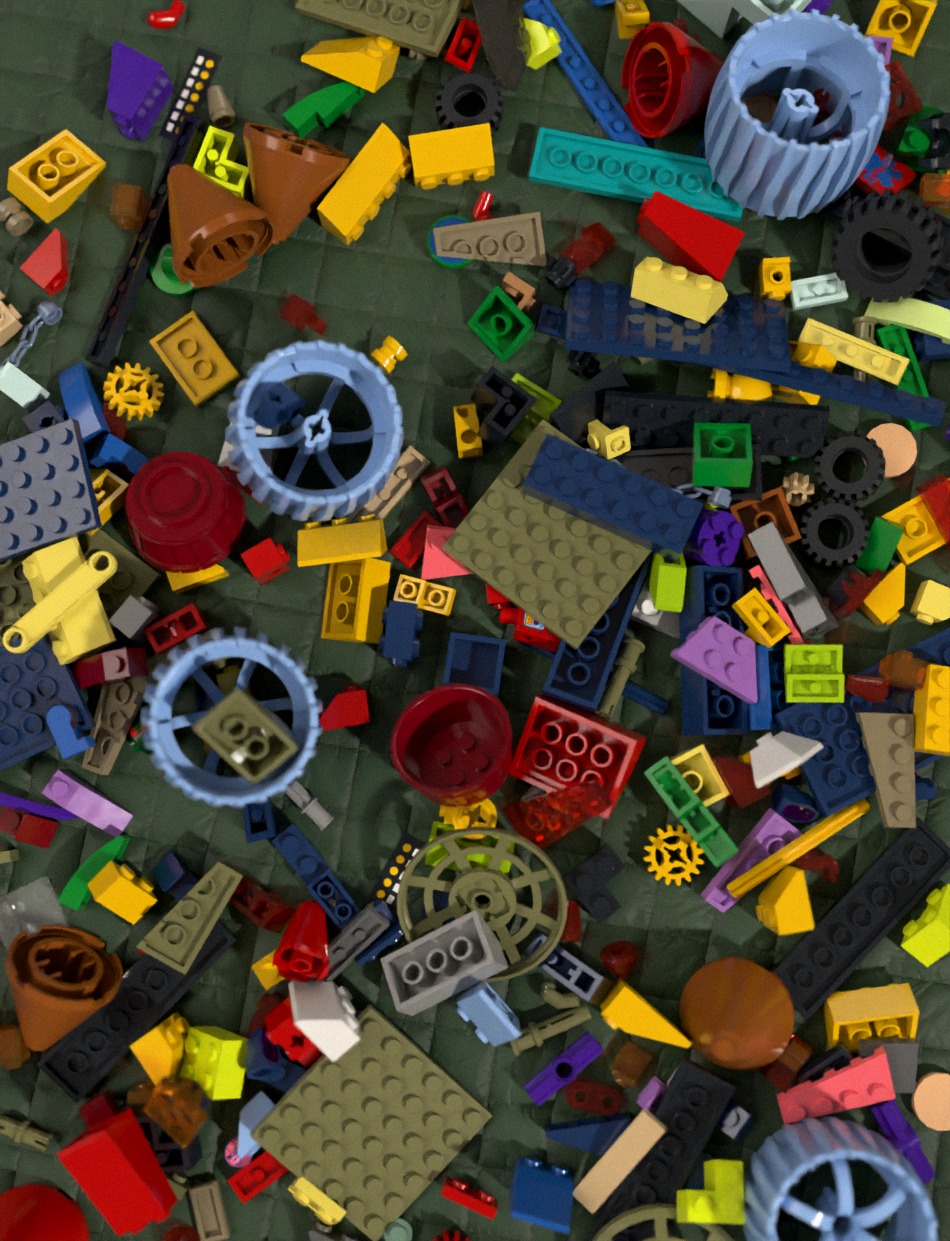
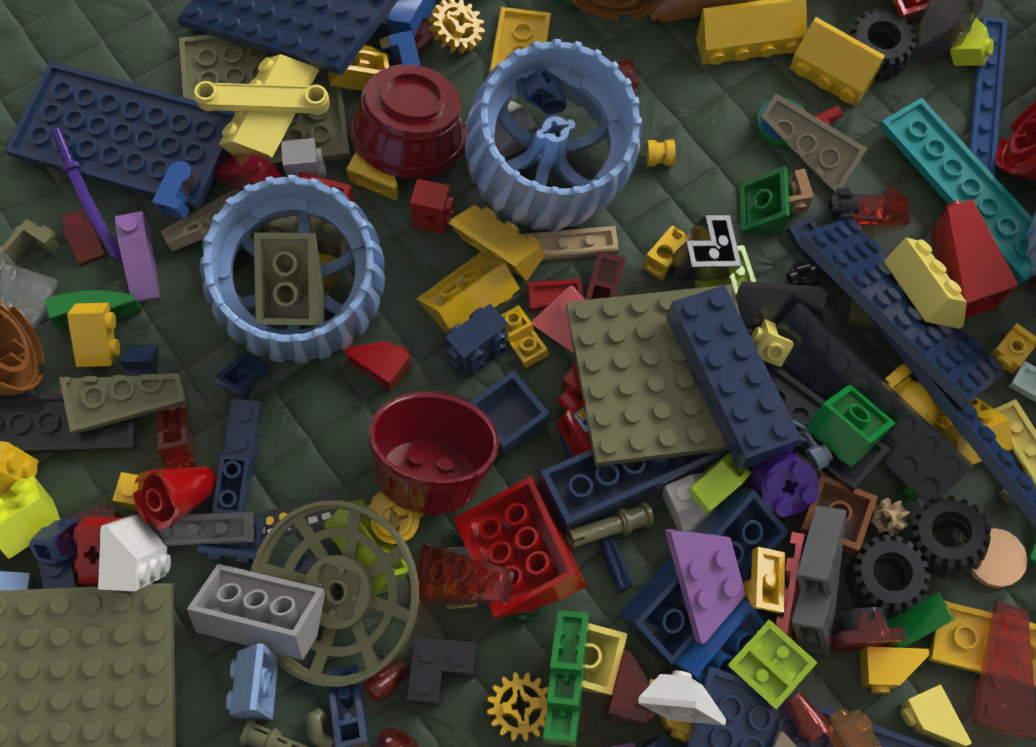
camera: 40 degrees right, 15 degrees down
(309, 805) = (285, 404): light grey axle -> none

